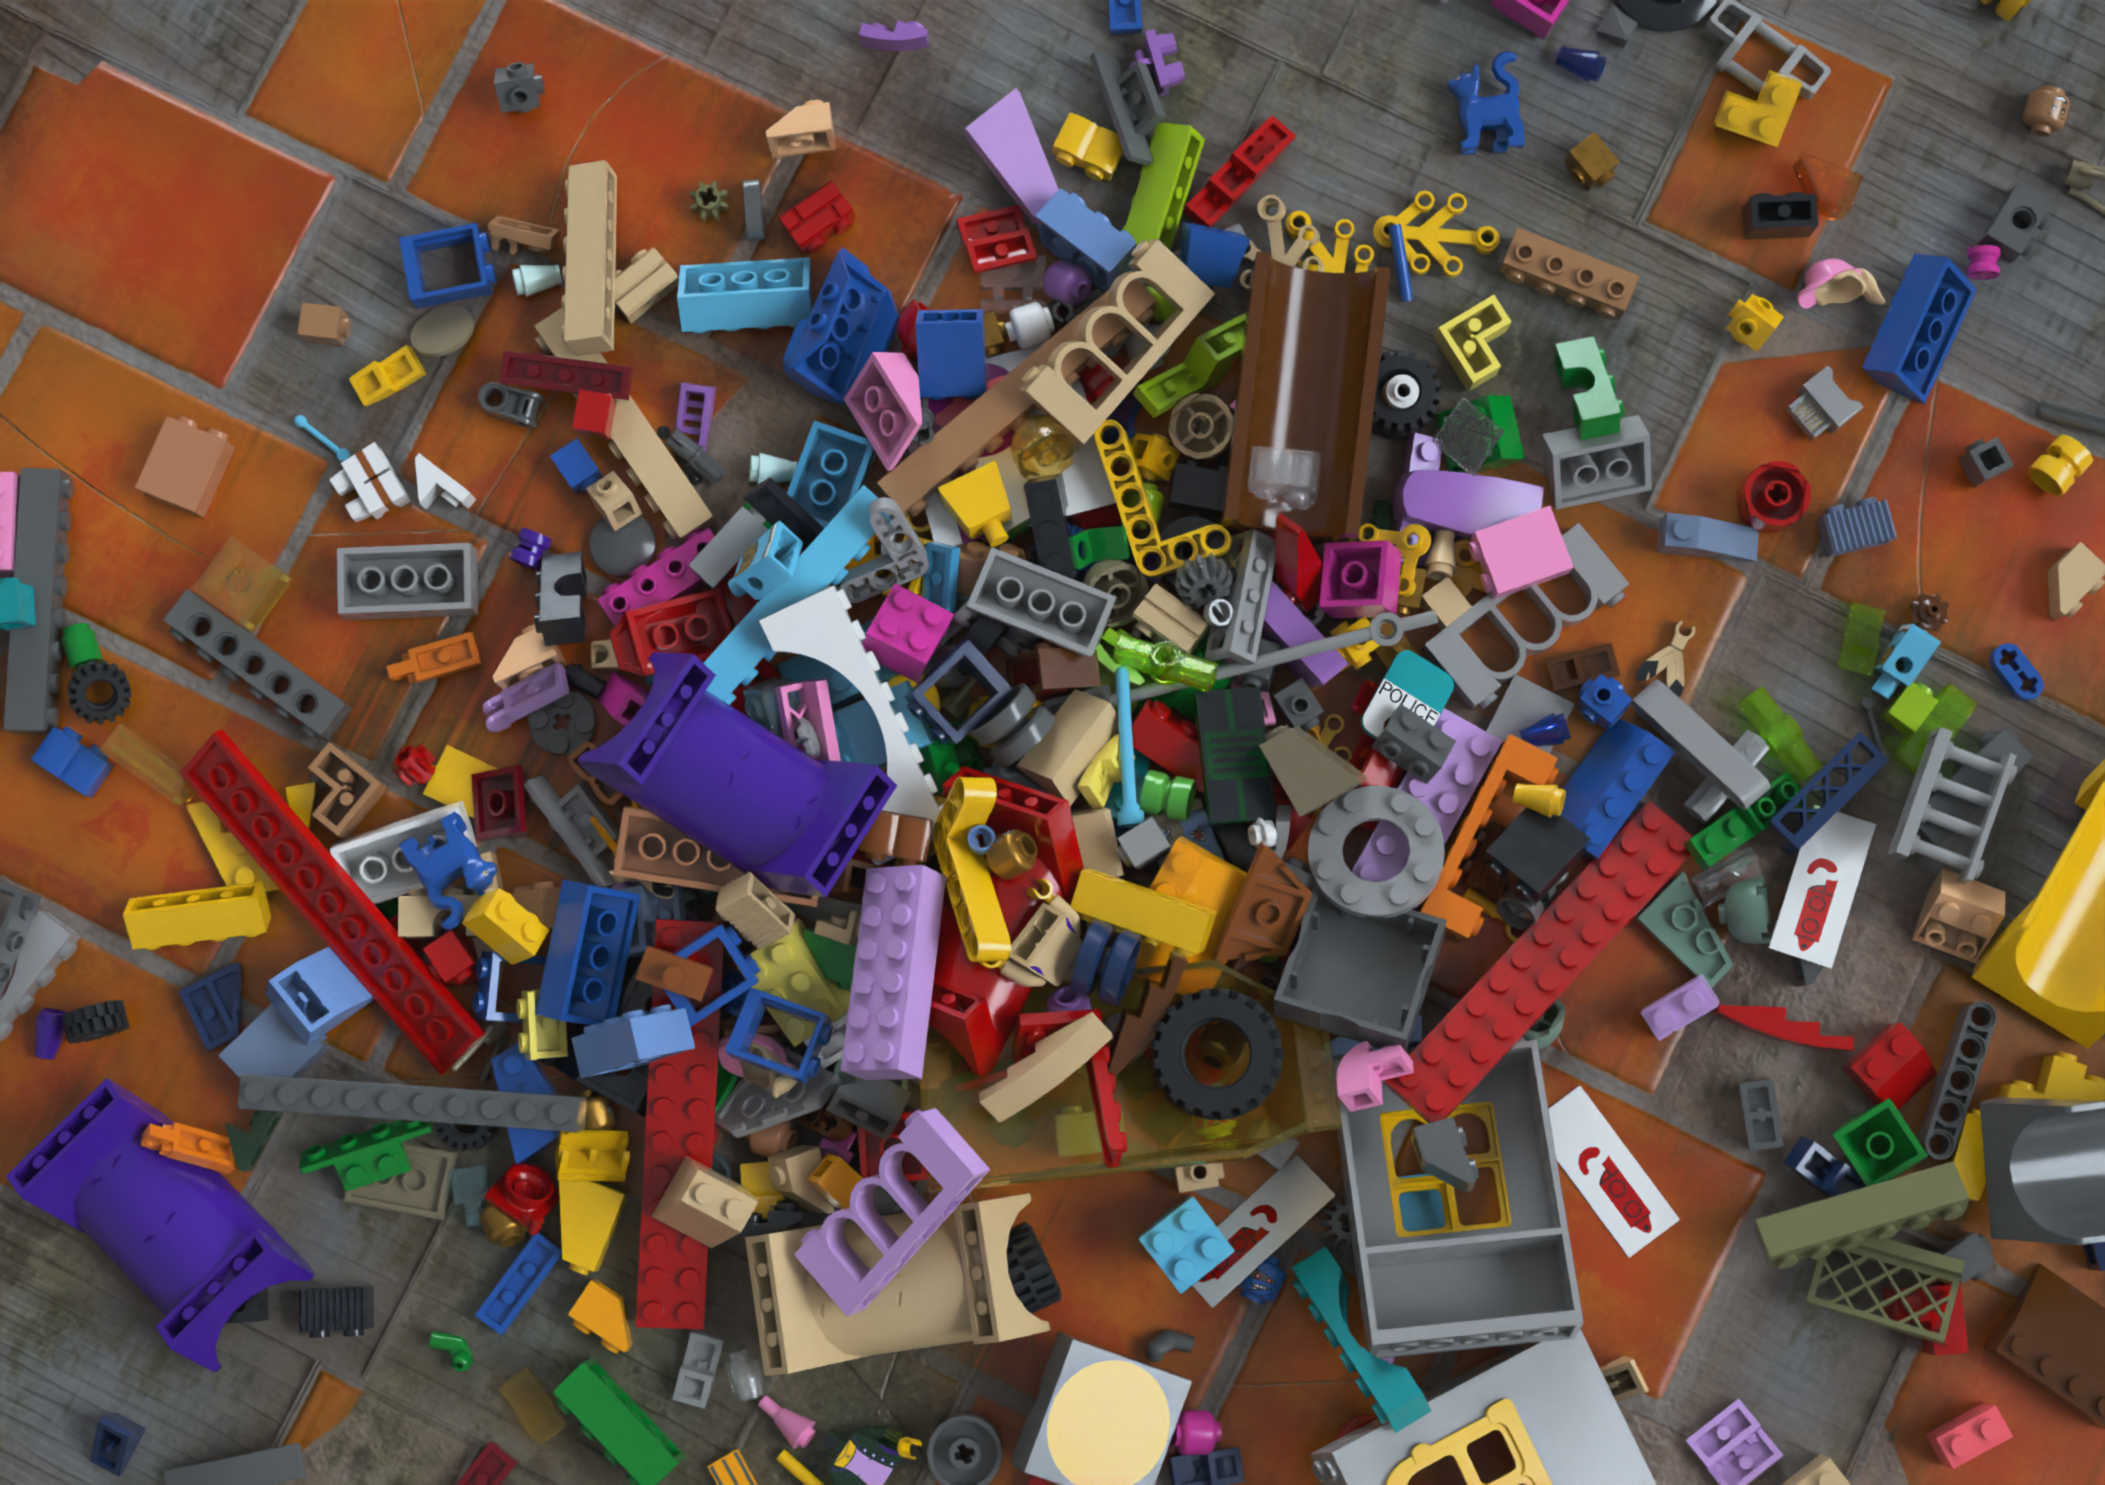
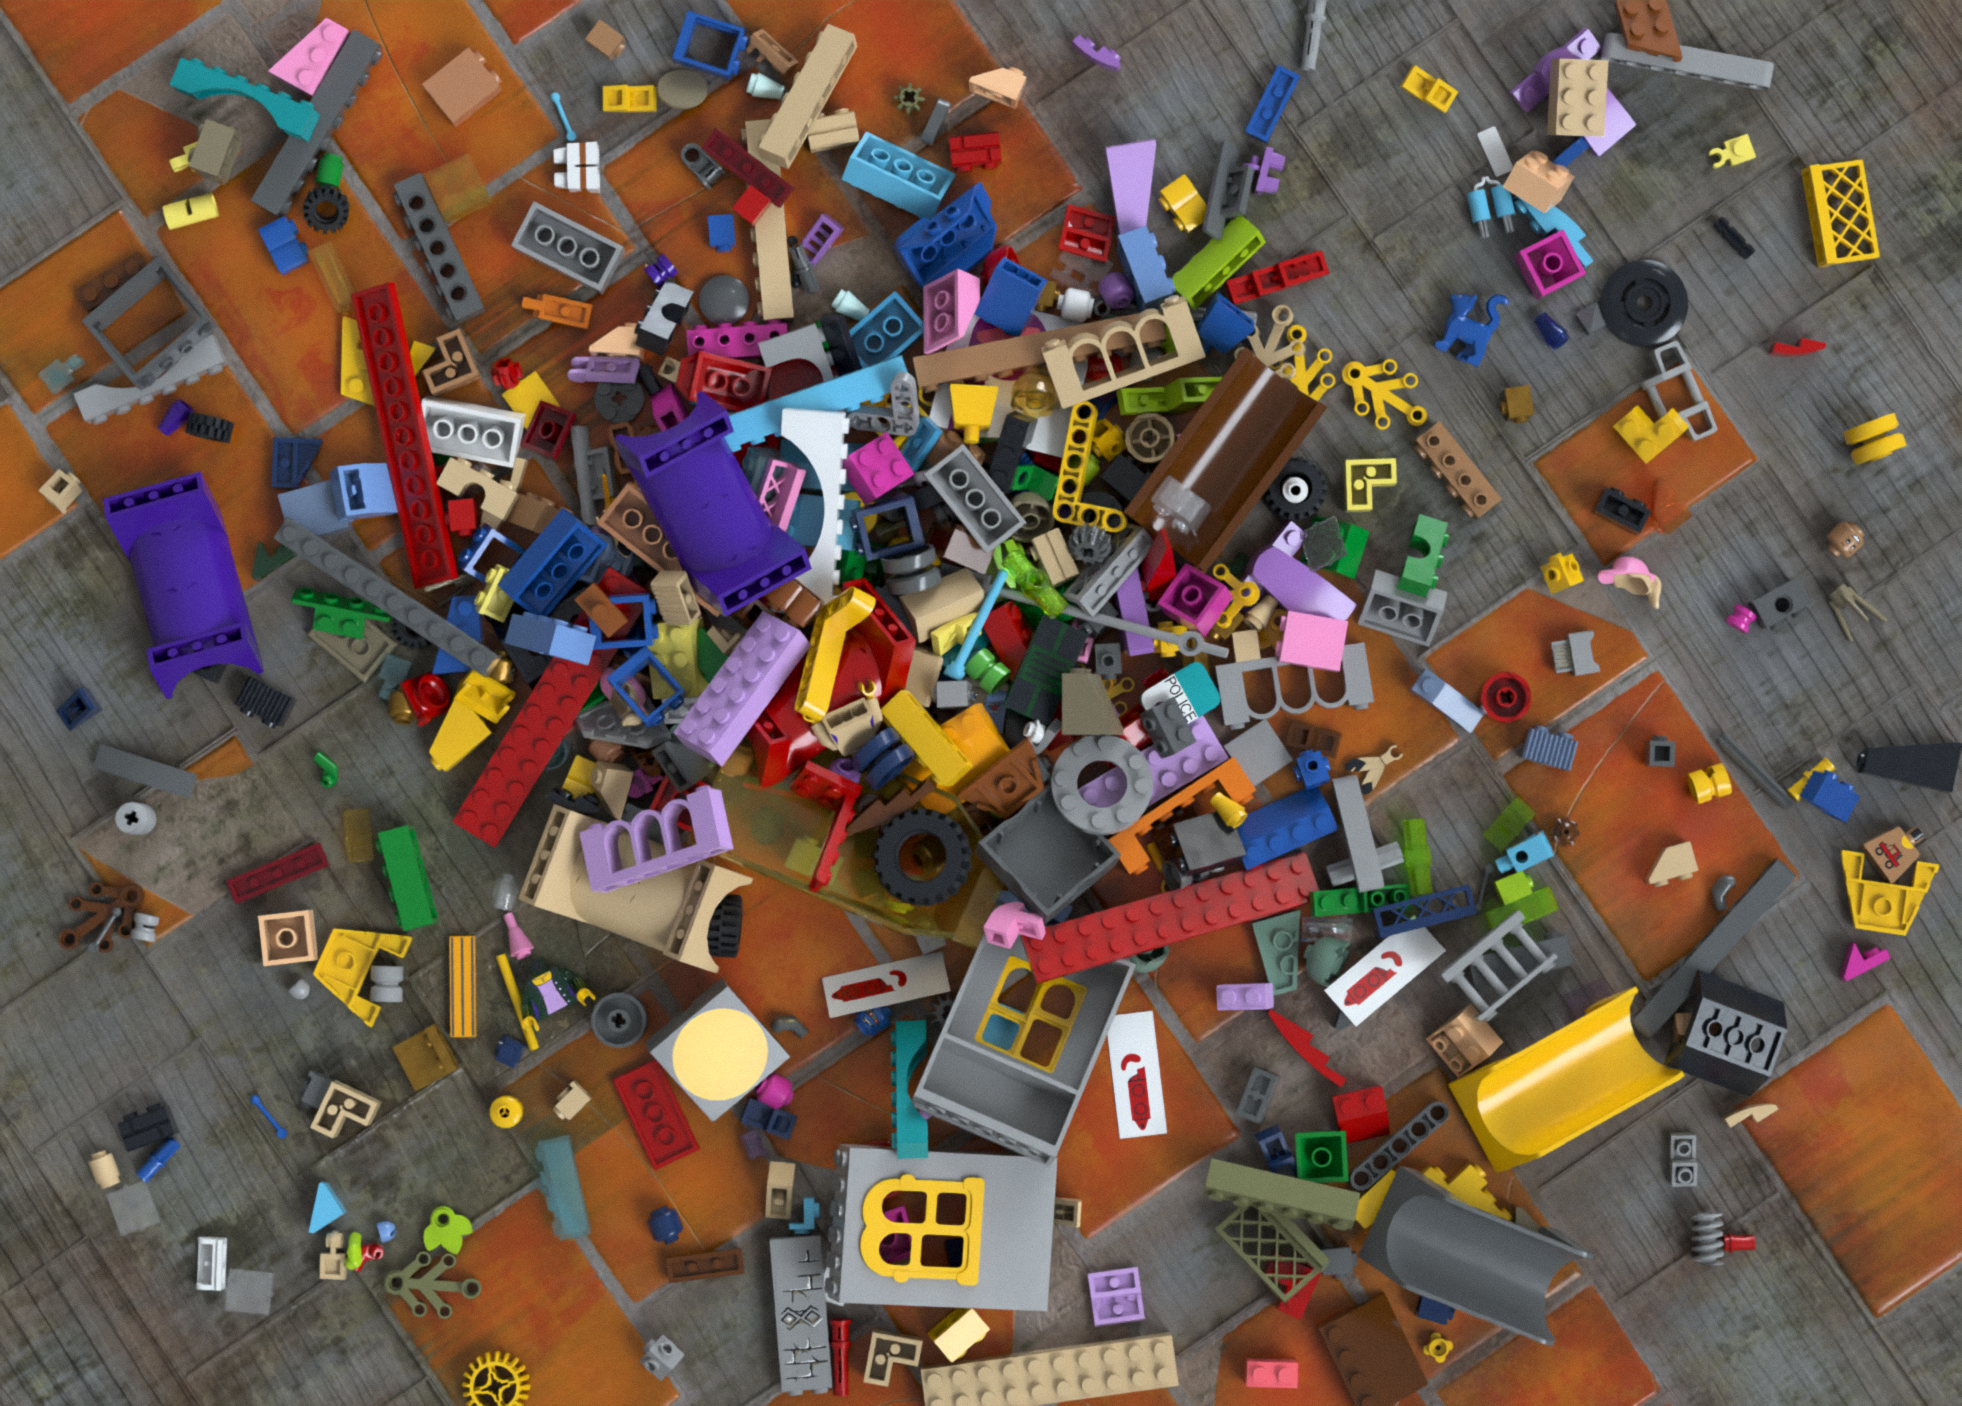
camera: 25 degrees right, 5 degrees up
(190, 1146) = (229, 544): orange hinge -> none
(197, 916) = (312, 394): yellow brick -> none
(433, 480) = (620, 188): white slope -> none
(442, 865) = (493, 453): blue animal -> none
(505, 926) = (509, 517): yellow brick -> none
(519, 1283) = (392, 751): blue plate -> none
(605, 1314) = (436, 802): light orange slope -> none
(614, 501) = (733, 269): tan brick -> none
(698, 1368) = (478, 871): light grey slope -> none
(705, 1204) = (540, 768): tan slope -> none
(767, 563) = (810, 372): medium azure torso -> none
(808, 737) = (773, 501): light grey plant -> none
(834, 1180) = (631, 799): light orange brick -> none
(925, 433) = (970, 332): dark grey axle -> none
(987, 835) = (851, 636): medium blue hinge -> none
(1011, 854) = (860, 654): pearl gold head -> none
(1051, 1064) = (809, 804): tan slope -> none
(1185, 1243) = (834, 967): medium azure brick -> none
(1188, 1182) = (860, 928): tan brick -> none
(1221, 608) = (1091, 568): light grey hinge -> none
(1400, 262) = (1349, 400): blue piece -> none
(1443, 1155) = (1029, 1002): dark grey slope -> none
(1547, 731) = (1262, 768): clear blue cone -> none
(1919, 327) = (1672, 638): blue slope -> none
(2022, 668) = (1592, 904): blue beam -> none

